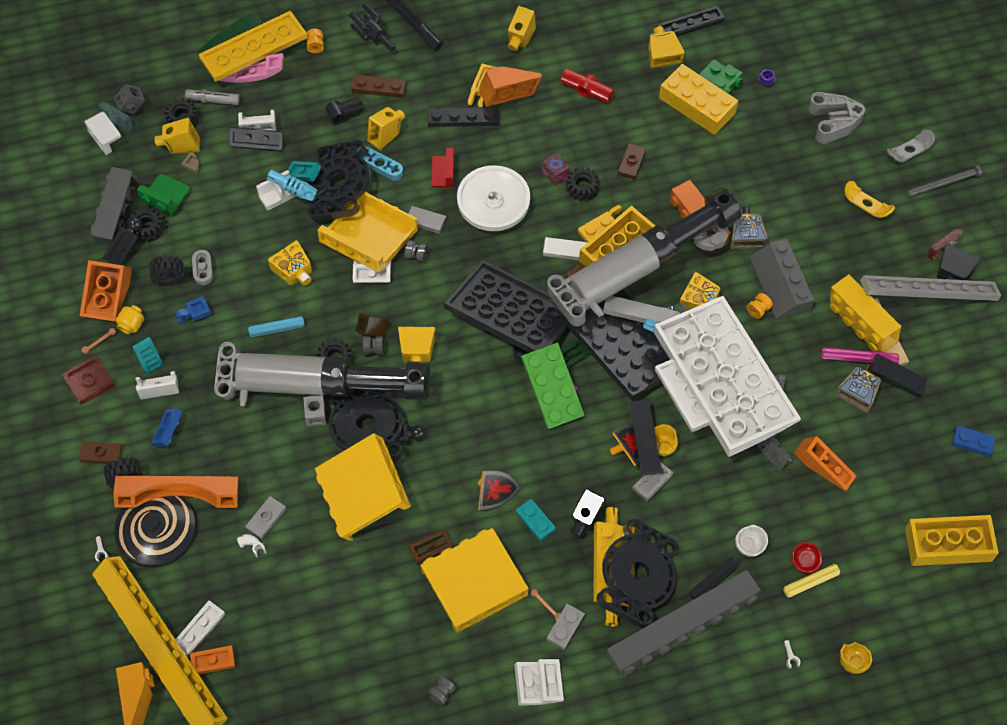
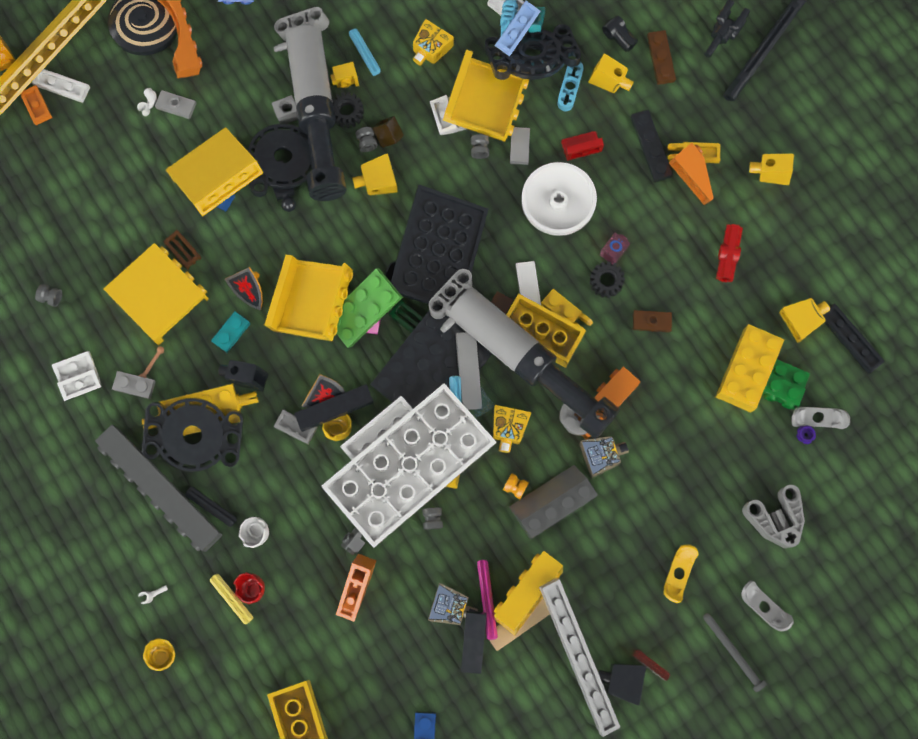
camera: 75 degrees right, 15 degrees up
(298, 344) = (344, 75): none -> yellow brick
(314, 180) = (517, 28): none -> light blue tile
(528, 431) = (309, 298): none -> yellow panel
(756, 54) = (831, 417): none -> light grey piece

